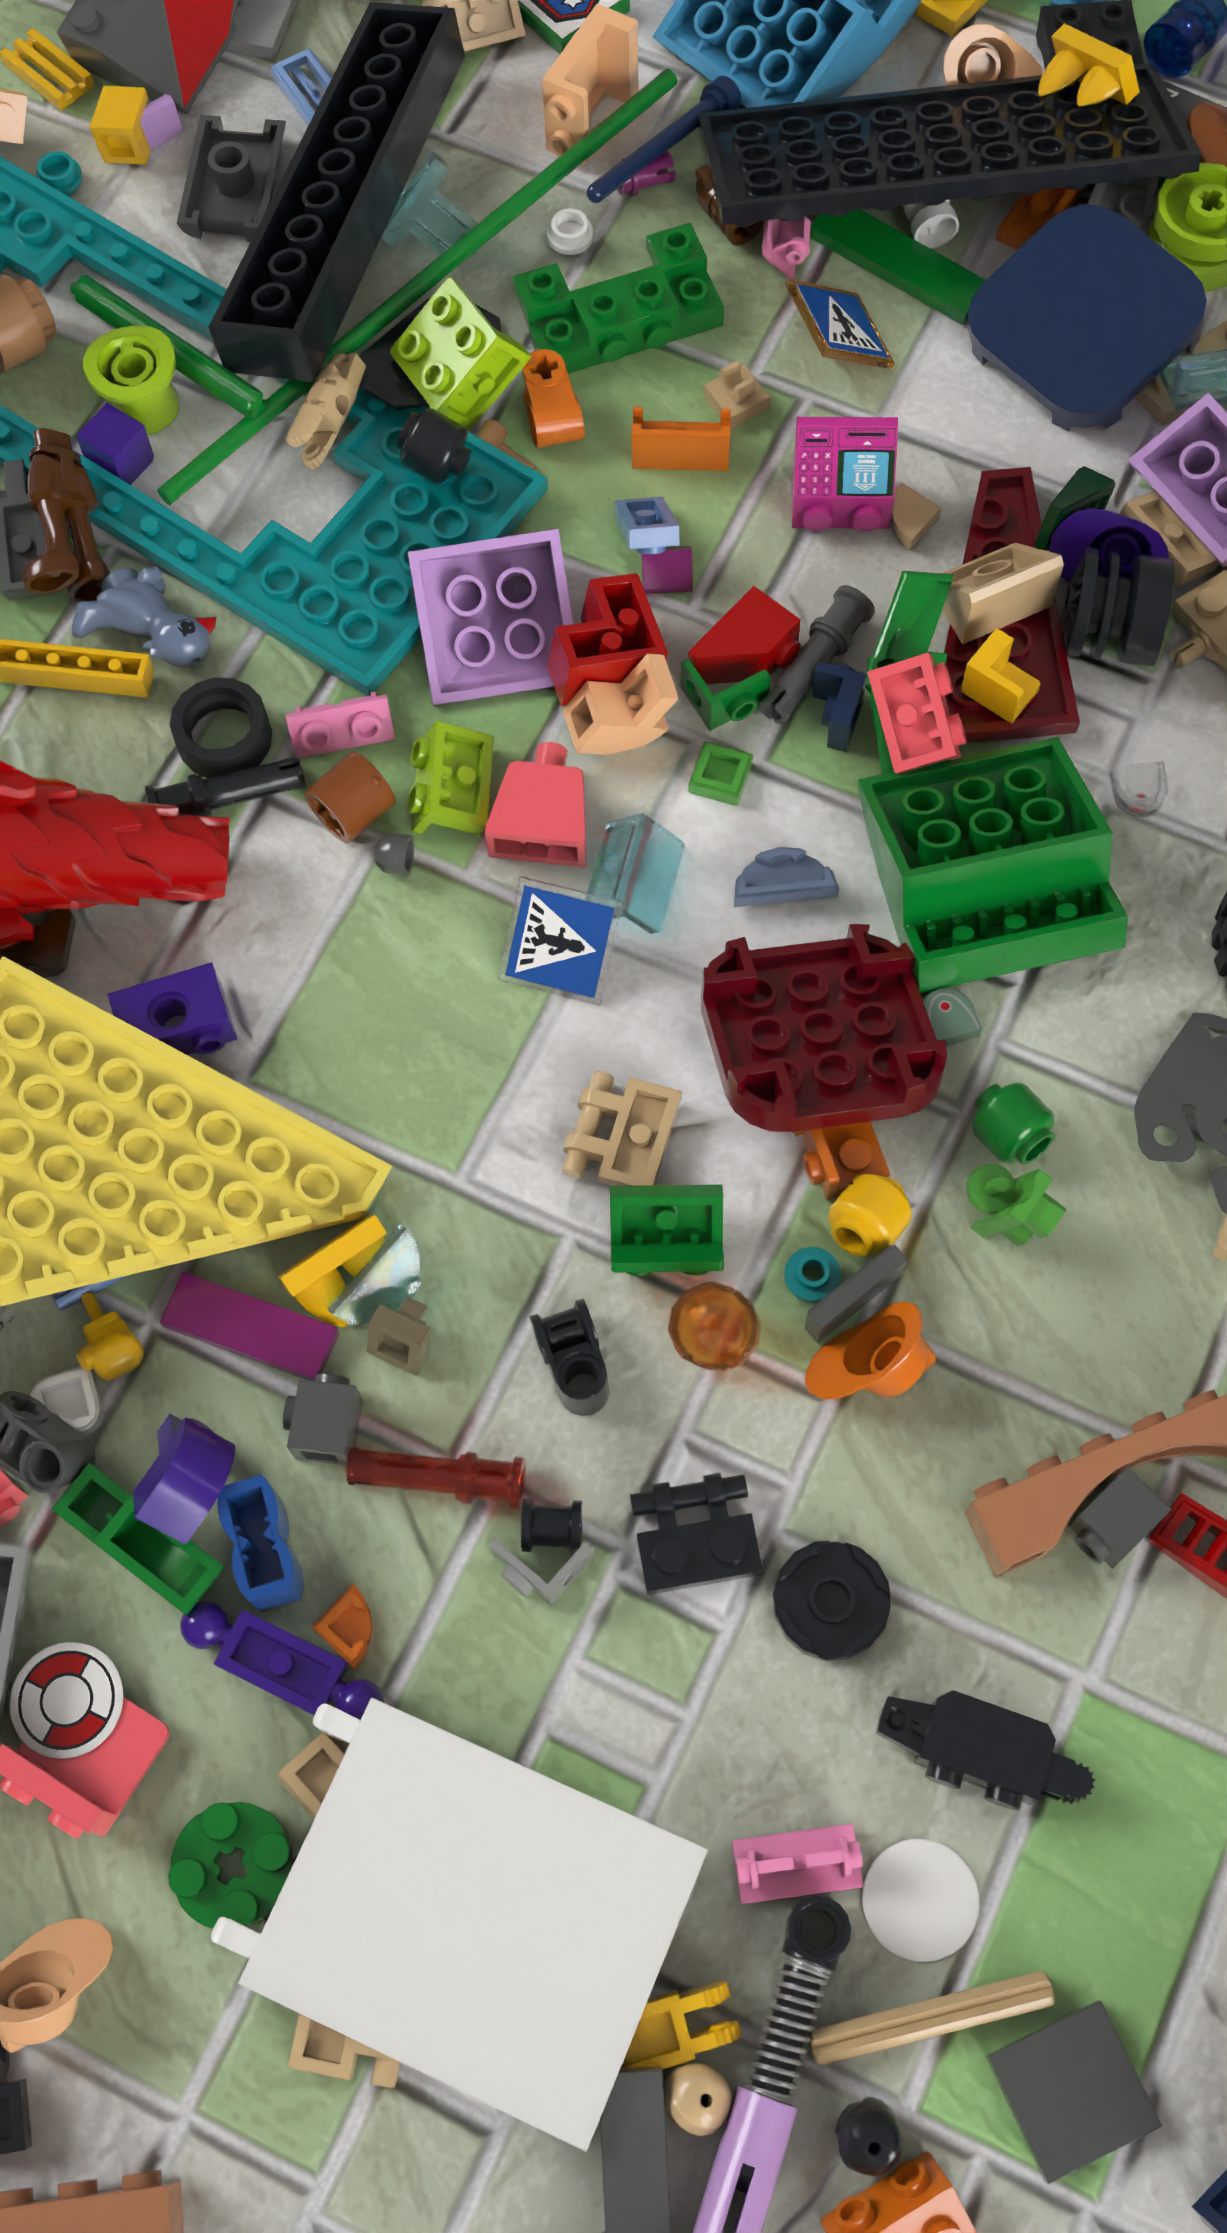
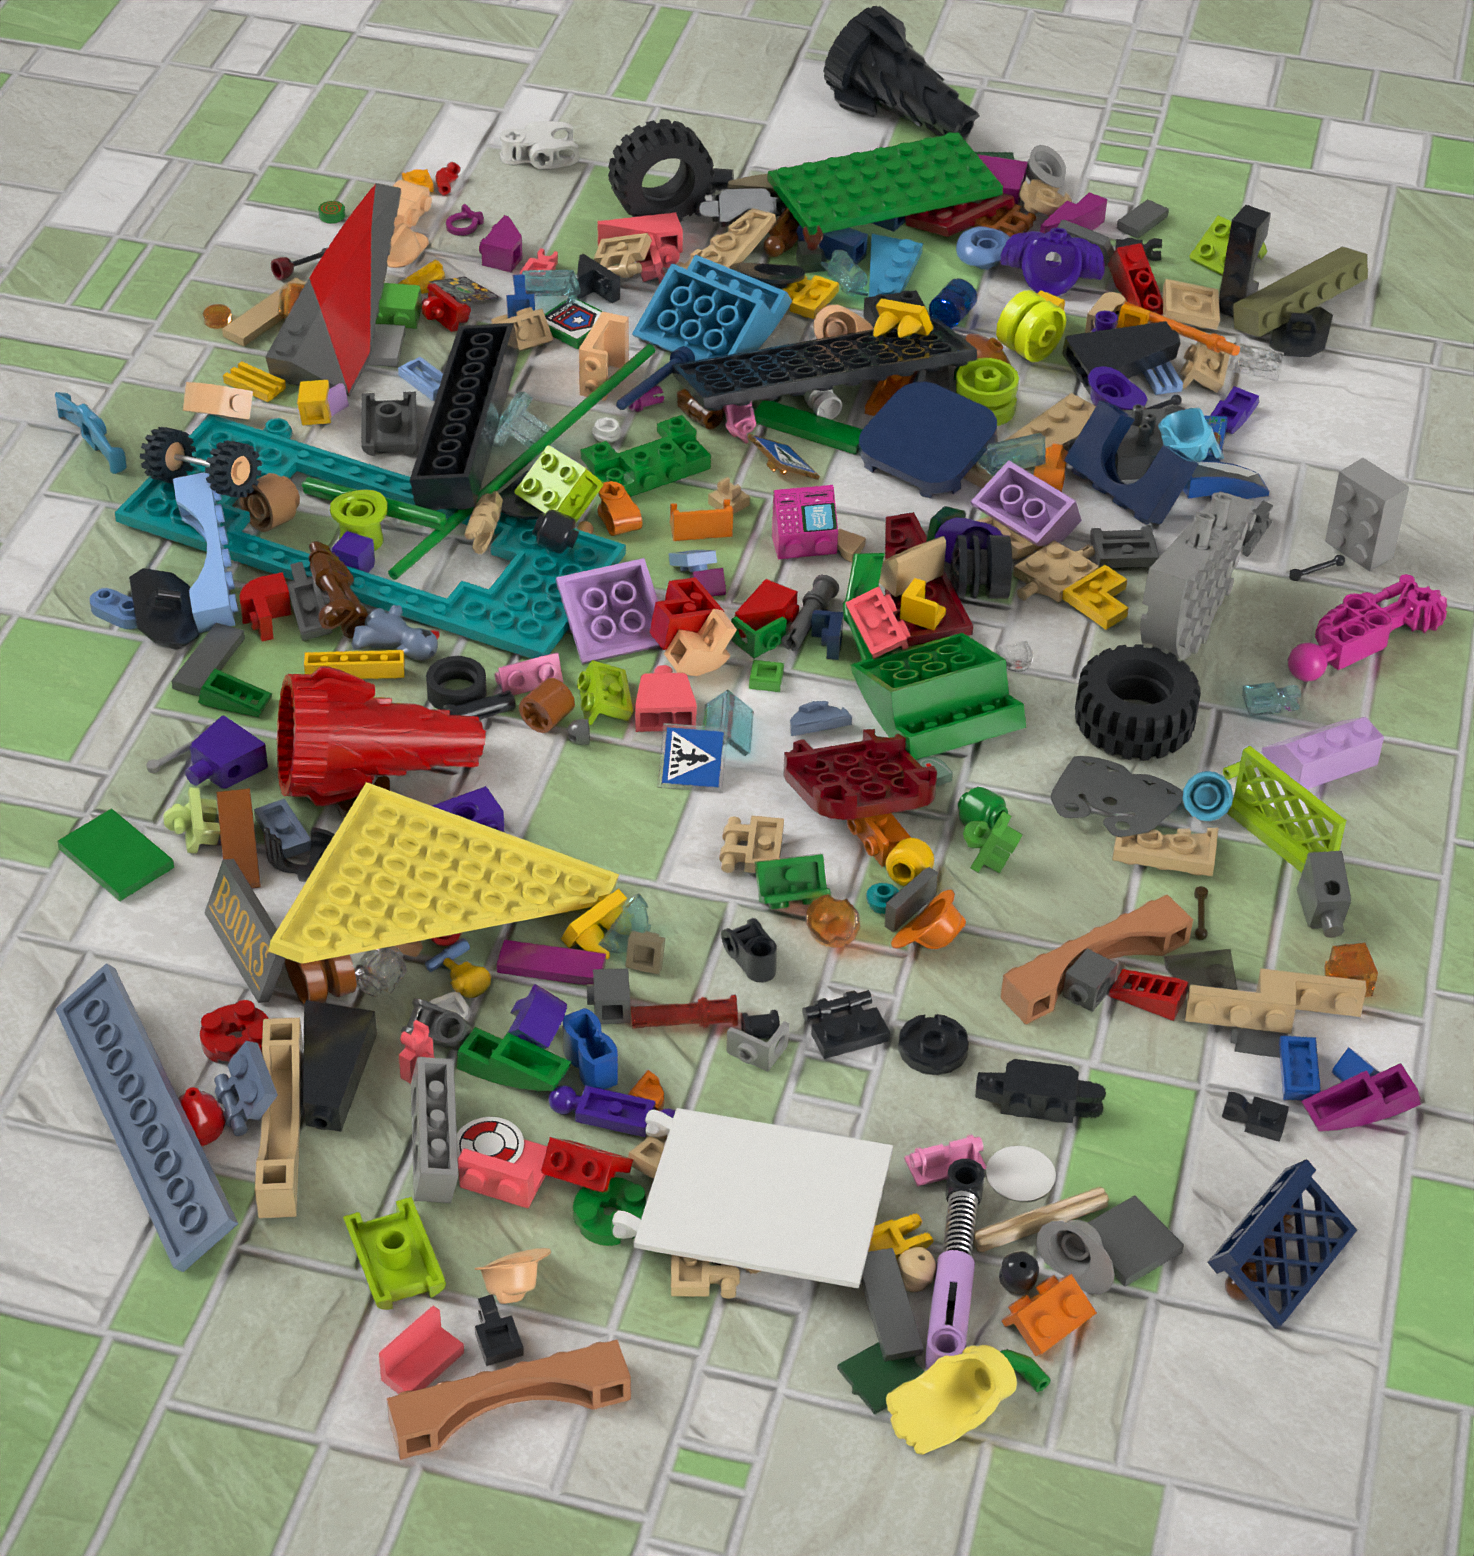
camera: 15 degrees left, 25 degrees down
(205, 1777) = (583, 1164): none -> red bracket
(981, 2122) = (1077, 1250): none -> light grey piece

